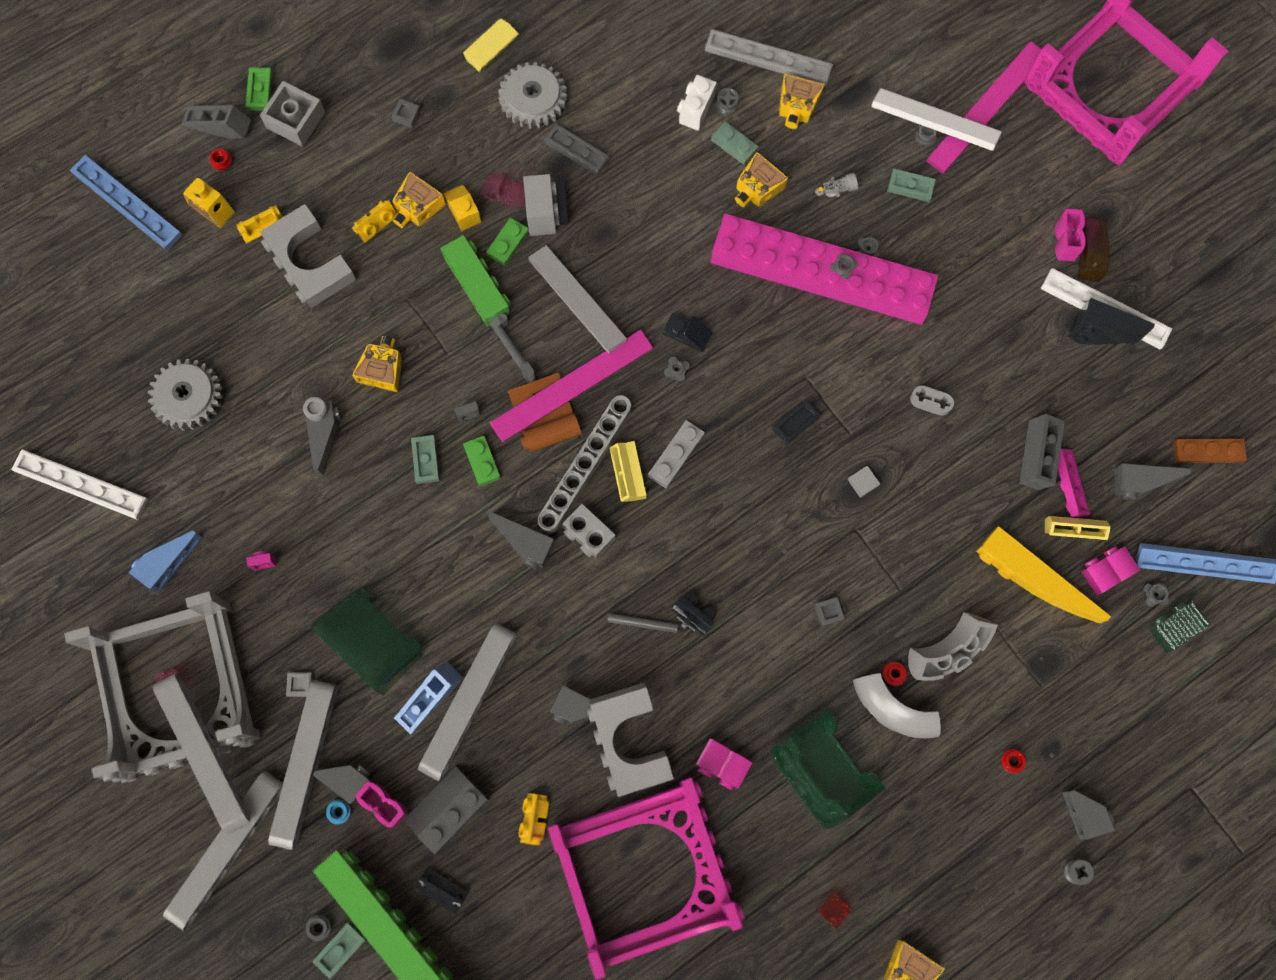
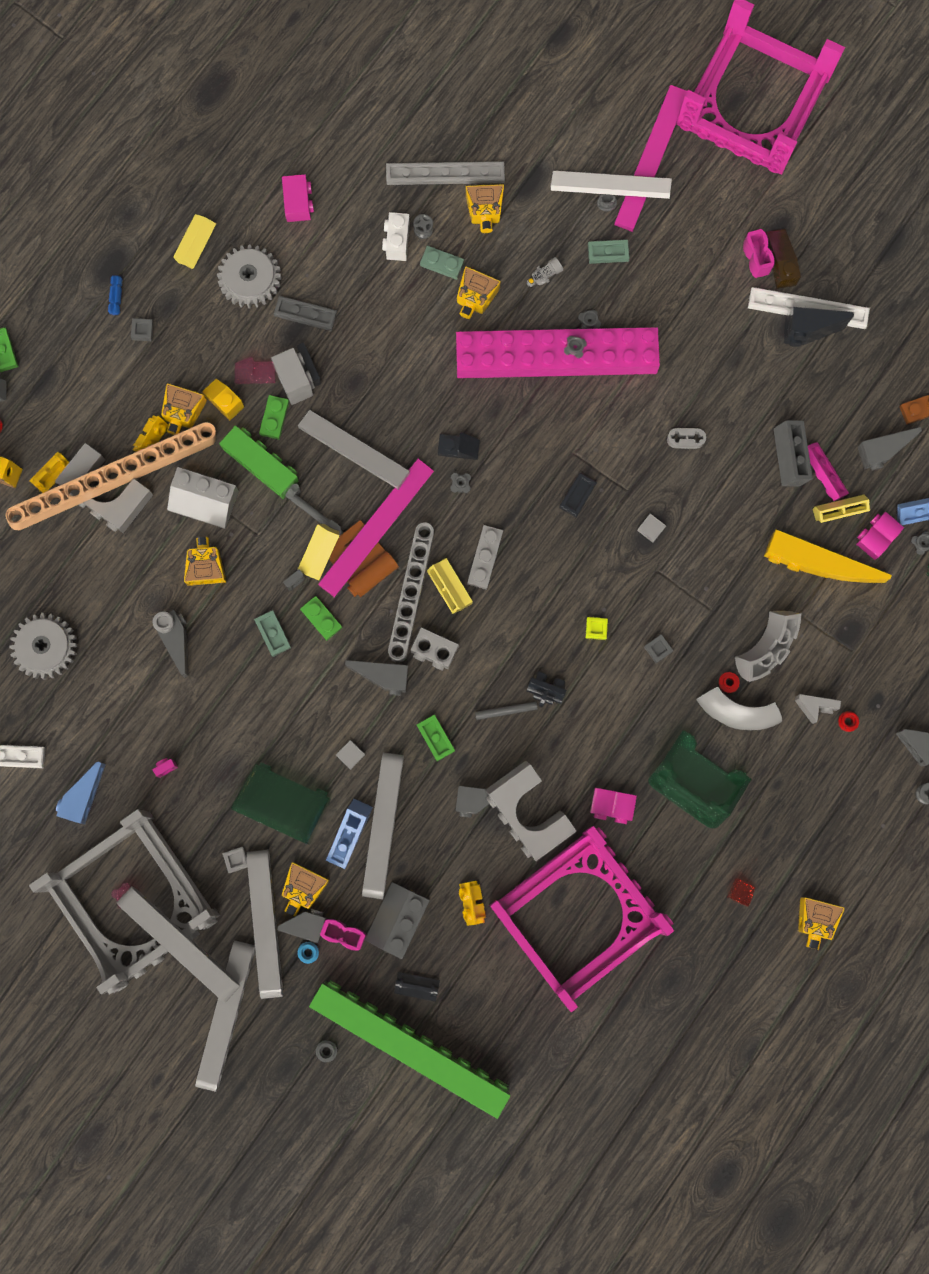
camera: 20 degrees left, 5 degrees up
(292, 113) = (42, 363): light grey brick -> none
(308, 239) = (107, 484): none -> light nougat beam
(339, 950) = (350, 1063): sand green plate -> none
(357, 739) = (302, 888): none -> torso
(392, 72) = (115, 295): none -> blue axle
(403, 297) = (202, 497): none -> light grey slope
(460, 614) = (350, 754): none -> light grey tile
(502, 389) = (318, 551): none -> light yellow piece
(557, 626) = (435, 738): none -> bright green plate
(608, 33) = (296, 198): none -> dark pink brick
(769, 568) = (596, 628): none -> neon yellow tile
(978, 728) = (810, 706): none -> light grey slope

